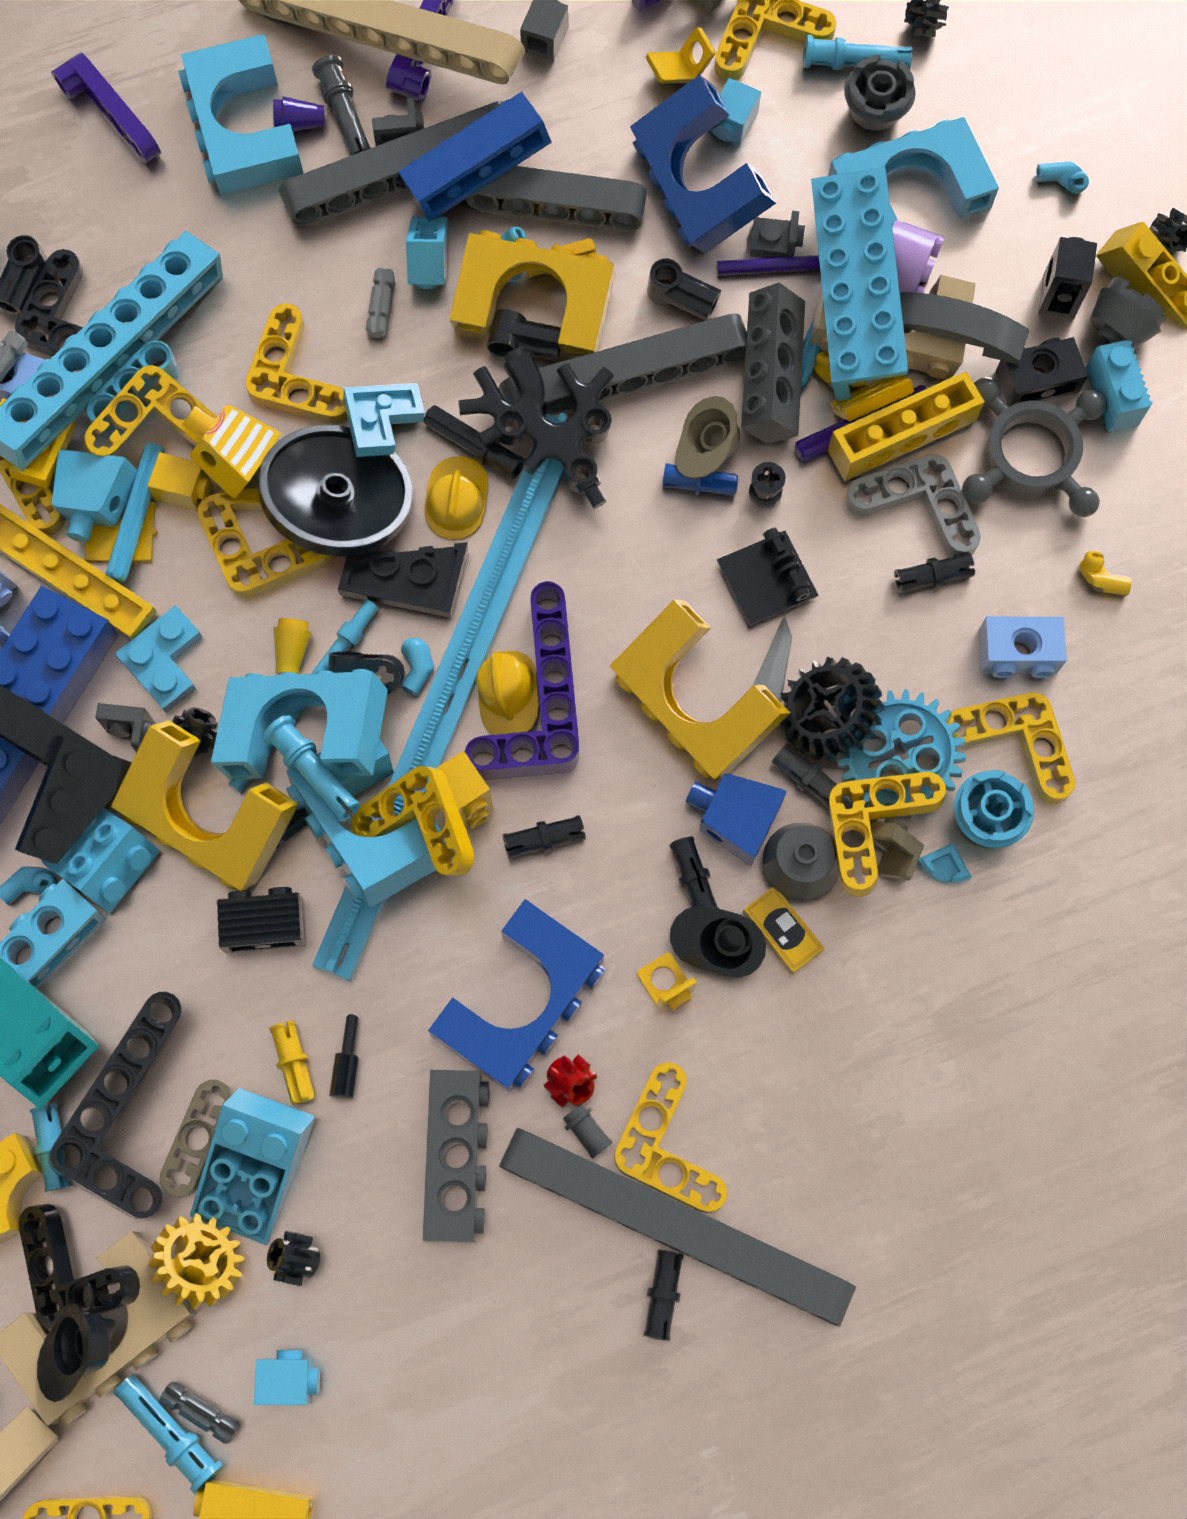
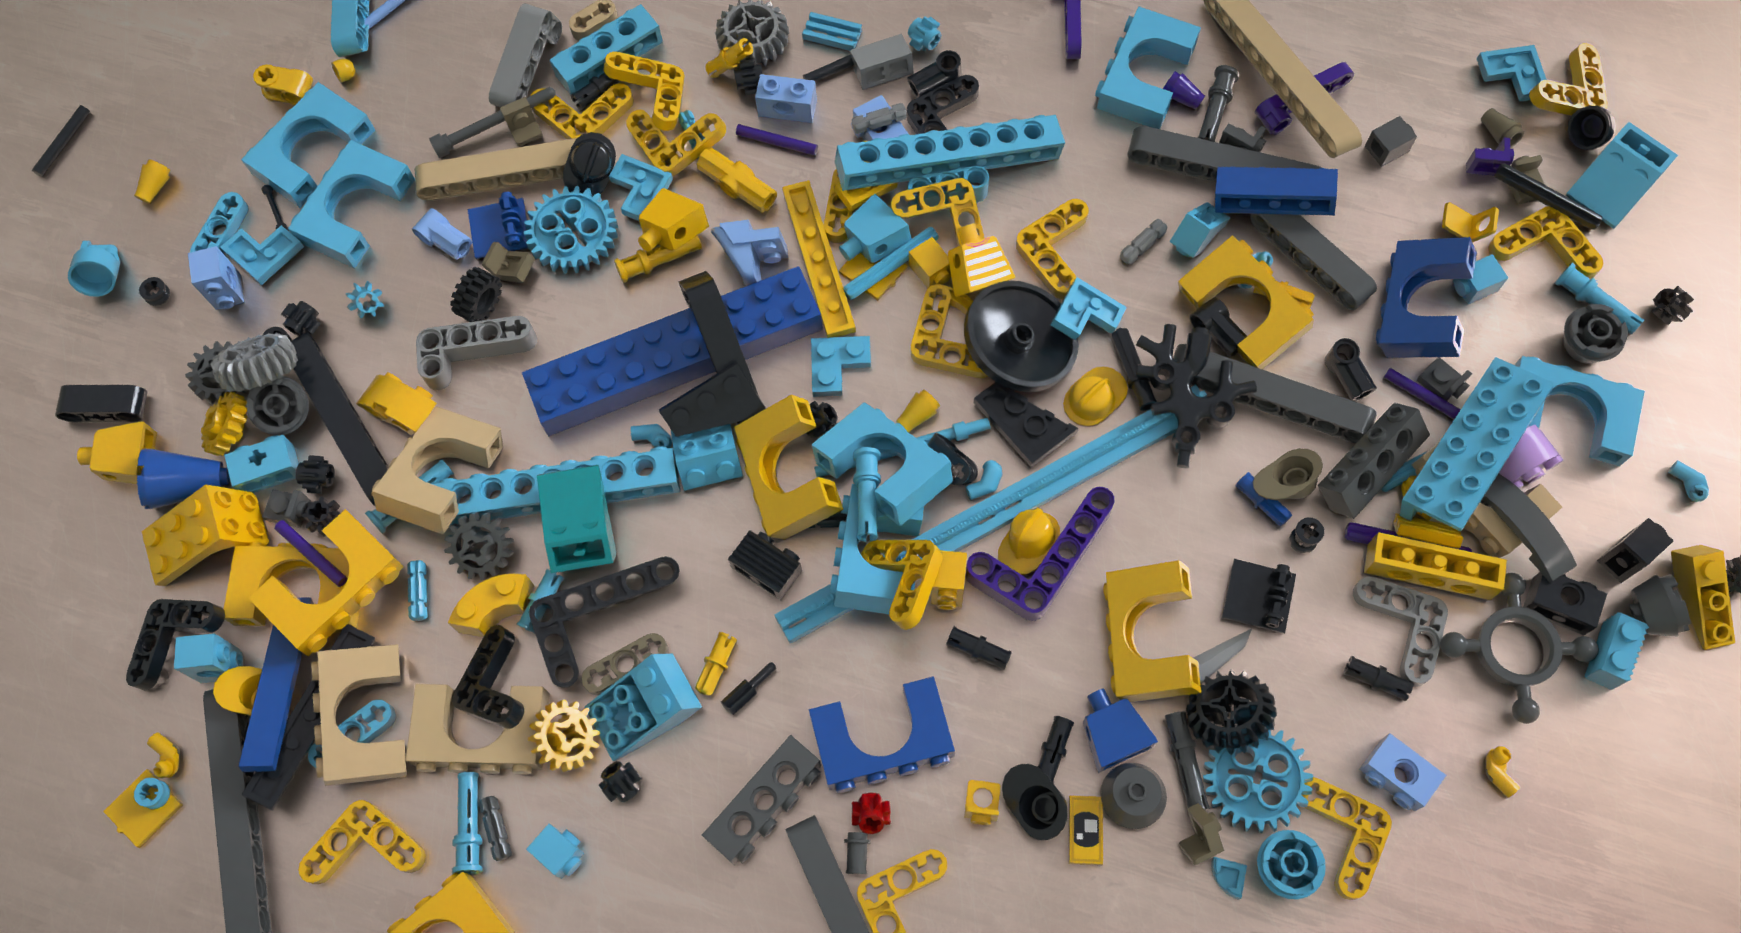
camera: 45 degrees right, 5 degrees down
(73, 1349) = (453, 728): black piece -> none
(122, 720) = (783, 381): dark grey bracket -> none
(859, 819) = (1192, 795): yellow beam -> none

